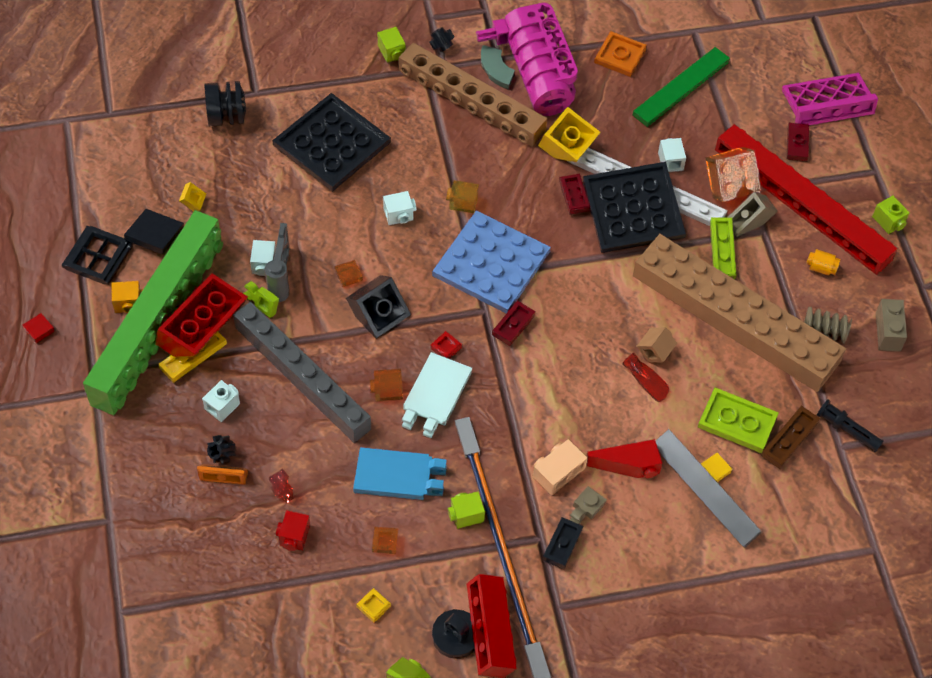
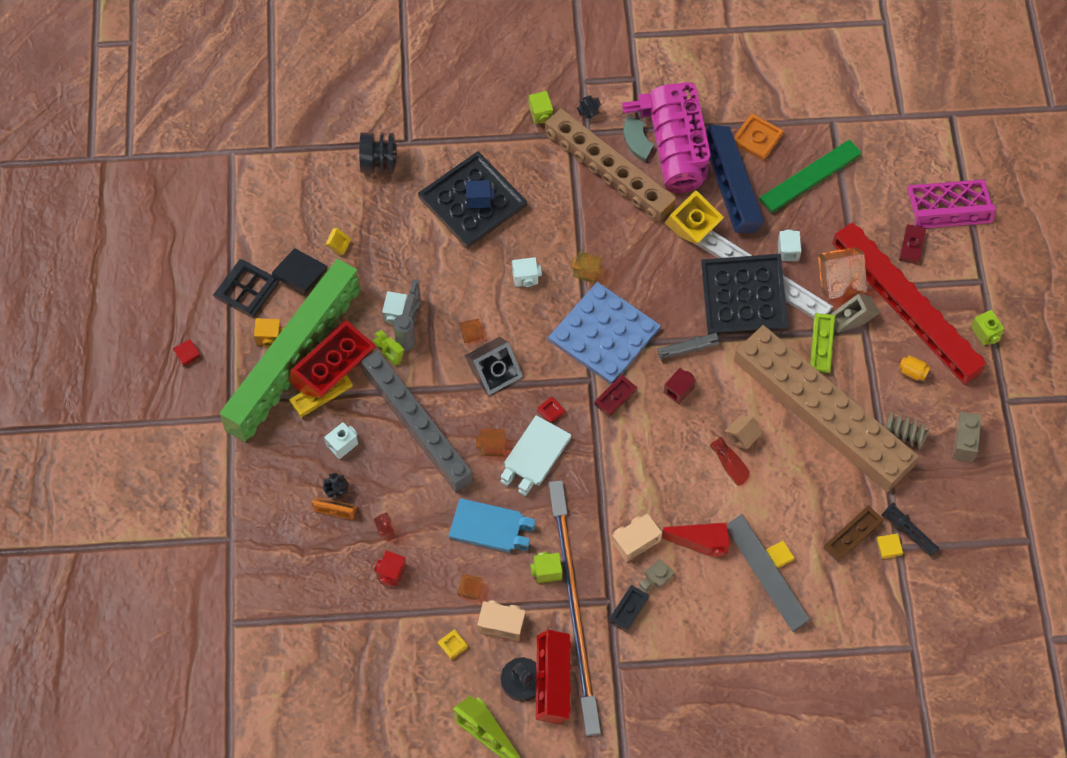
camera: 10 degrees right, 5 degrees up
(338, 133) = (479, 194): none -> dark blue brick
(424, 572) = (501, 620): none -> light nougat brick
(574, 194) = (691, 275): dark red plate -> none
(580, 305) = (679, 385): none -> dark red brick
(592, 262) = (695, 344): none -> dark grey pin
(604, 97) = (733, 180): none -> dark blue brick
(738, 420) = (807, 512): lime plate -> none
(830, 446) = (889, 546): none -> yellow tile

